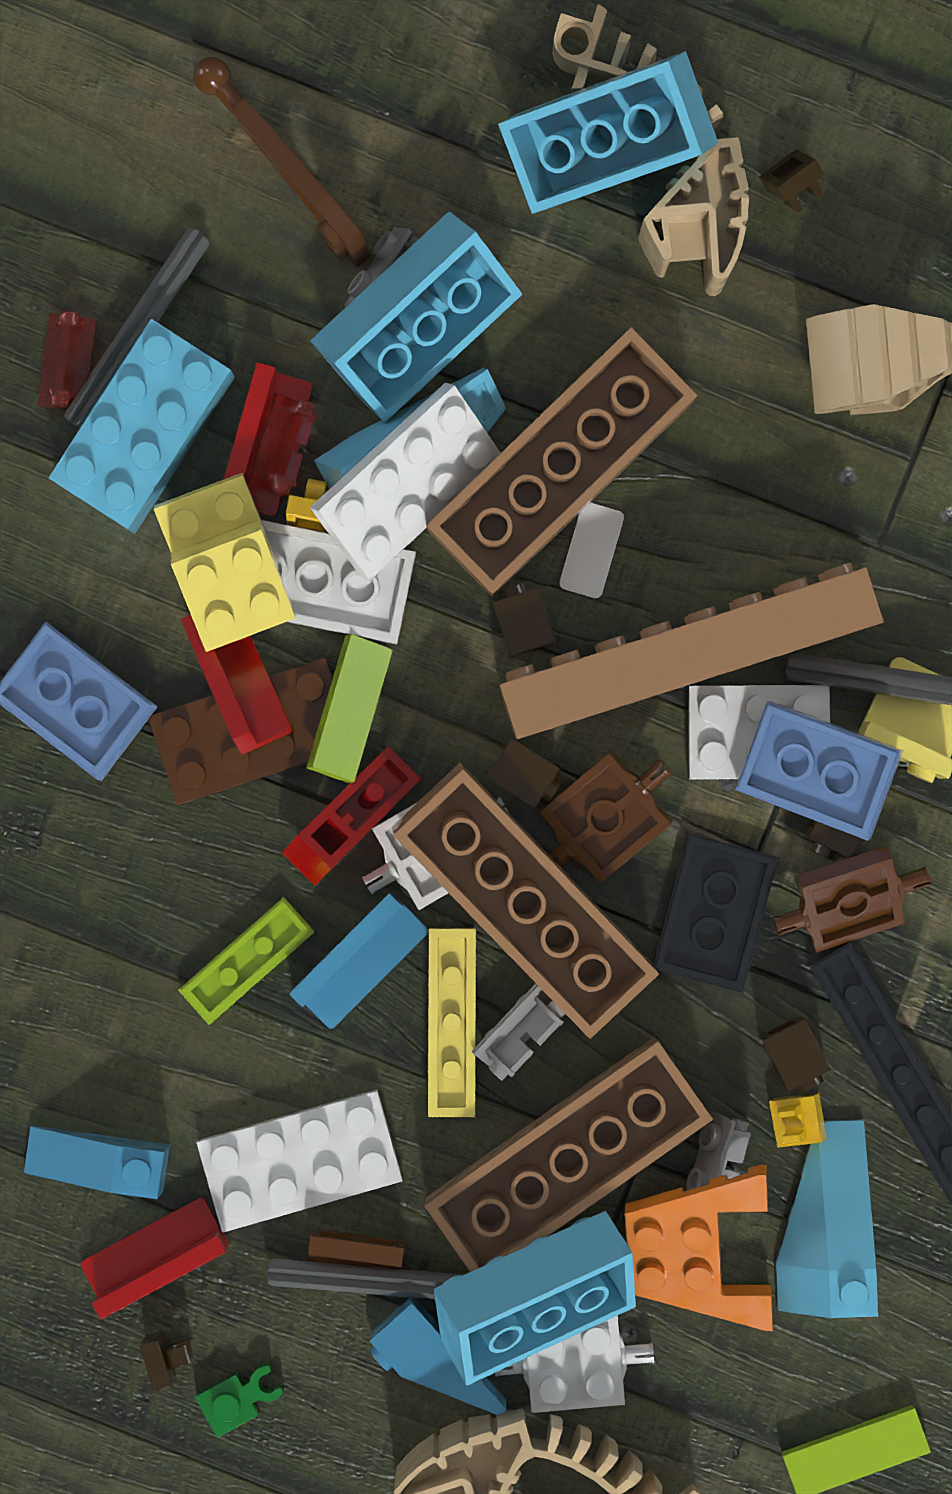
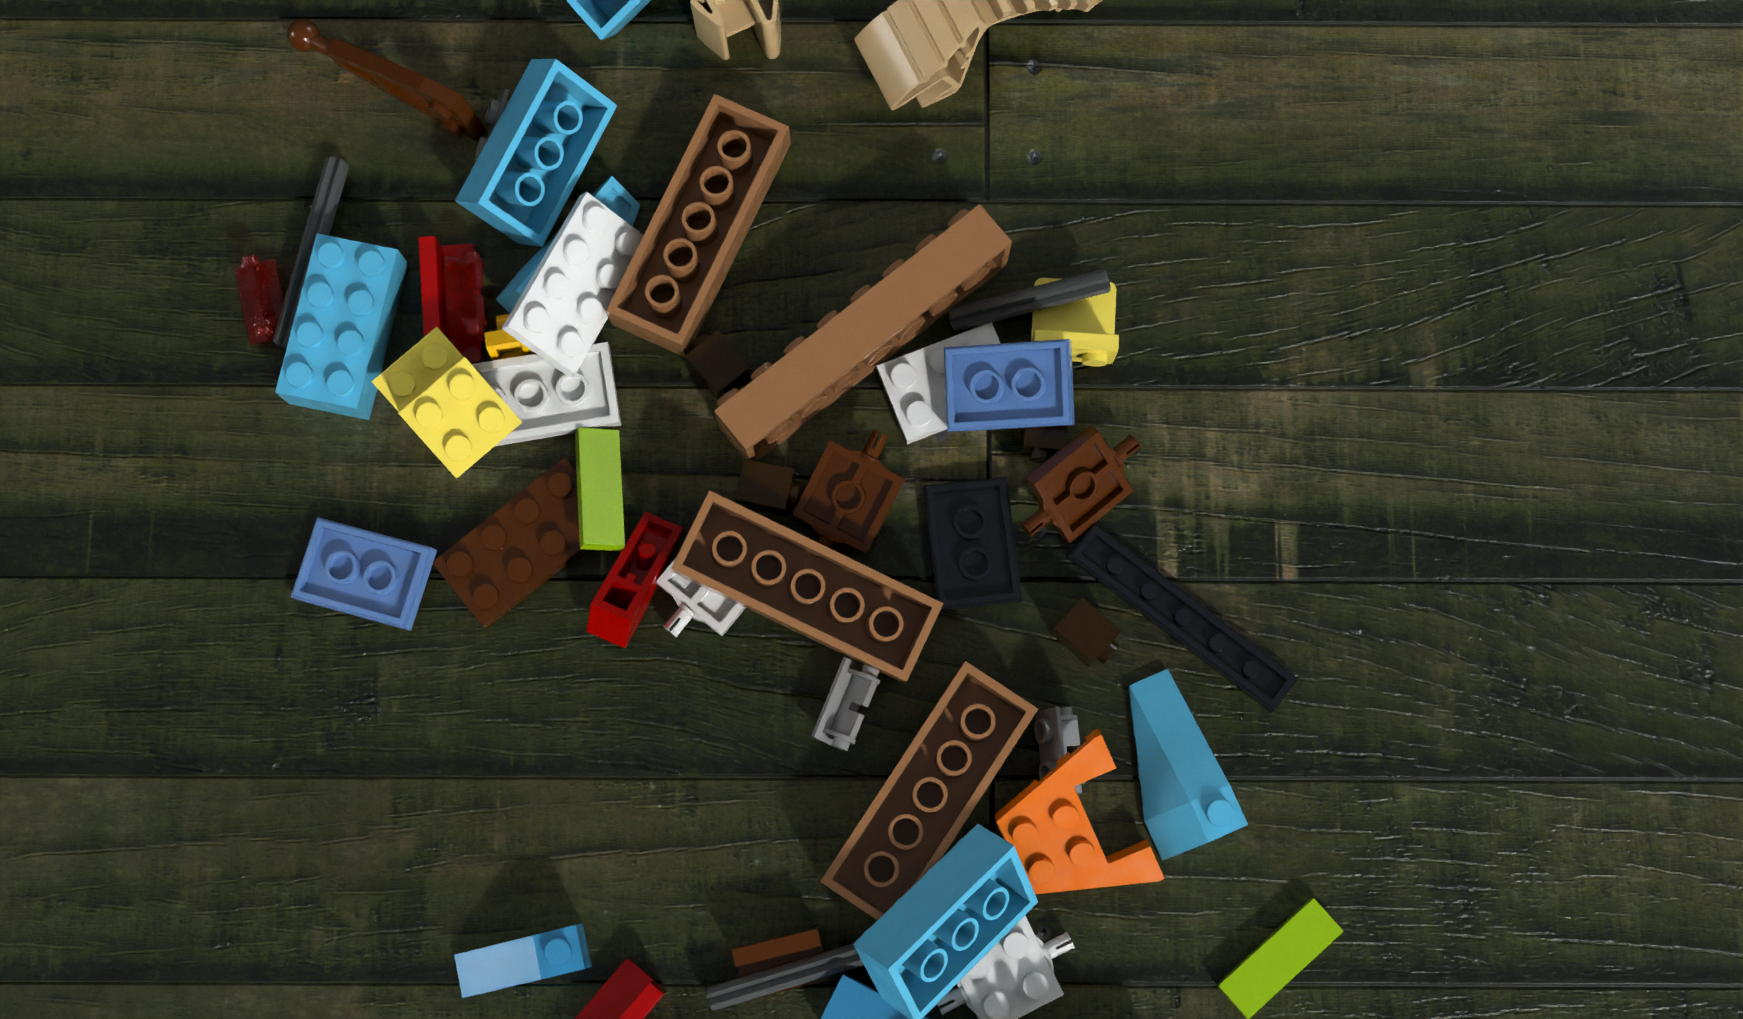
camera: 20 degrees left, 10 degrees down
(241, 690) = (498, 503): red panel -> none
(246, 960) = (591, 737): lime tile -> none
(299, 1160) = (699, 892): white plate -> none
(360, 961) = (687, 698): dark azure panel -> none
(451, 1022) = (786, 720): light yellow plate -> none
(591, 550) = (754, 291): white sticker -> none
(798, 1120) = (1112, 688): yellow tile -> none

